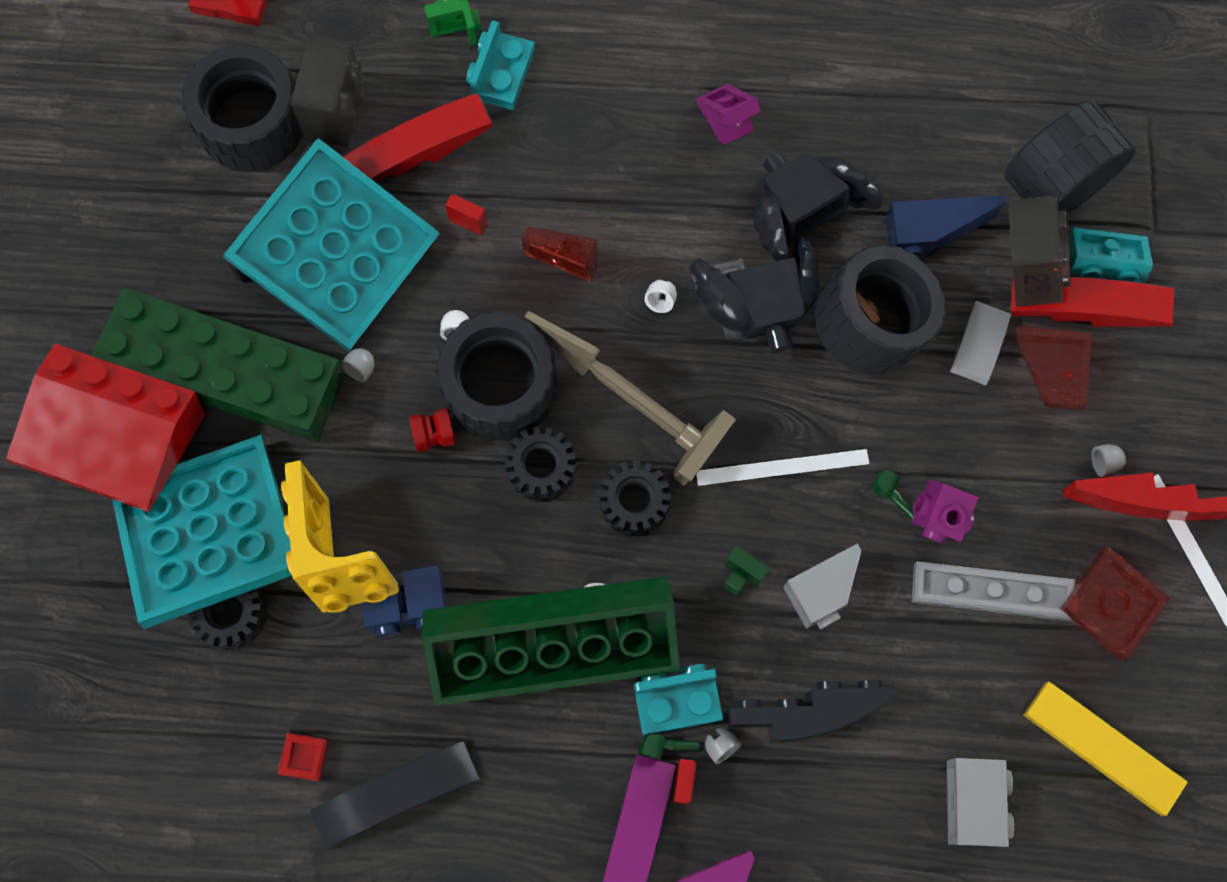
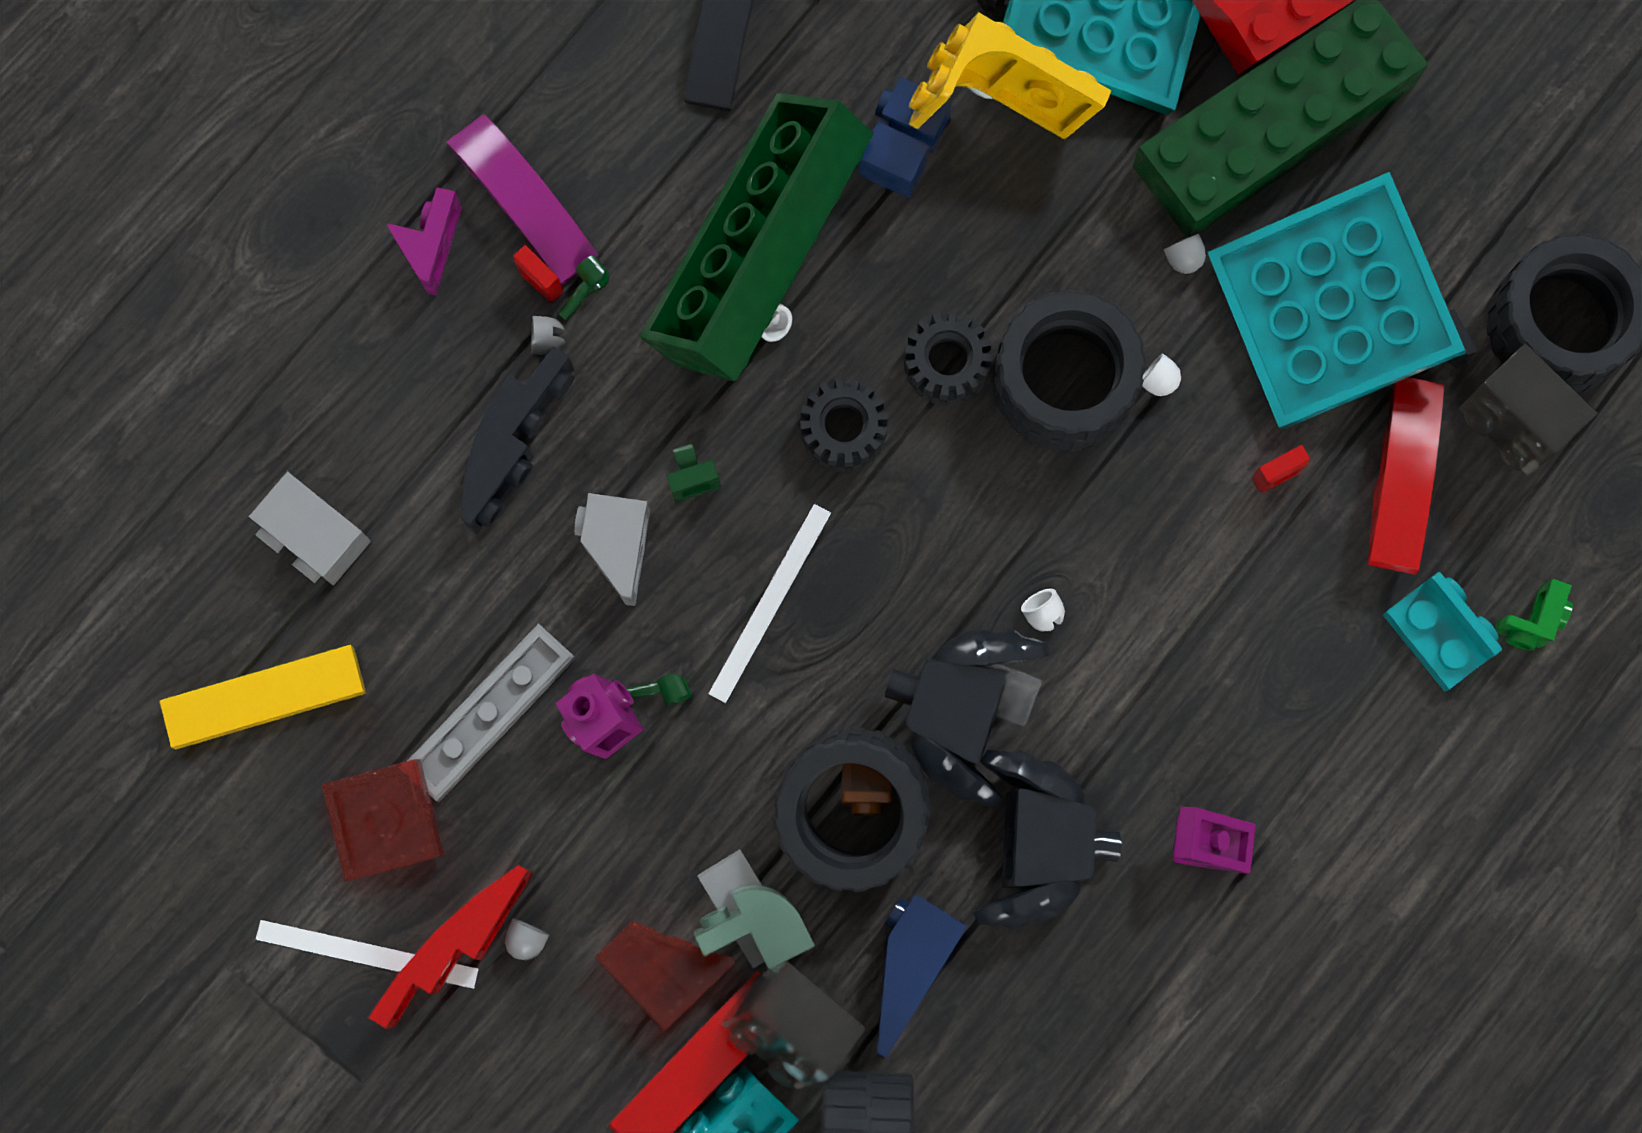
camera: 130 degrees right, 5 degrees up
(424, 434) = (1061, 270): red wheel -> none
(562, 250) = (1184, 526): clear red wing -> none
(582, 357) = (853, 524): dark tan piece -> none
(678, 700) = (612, 327): teal bracket -> none
(985, 322) = (766, 916): none -> sand green brick

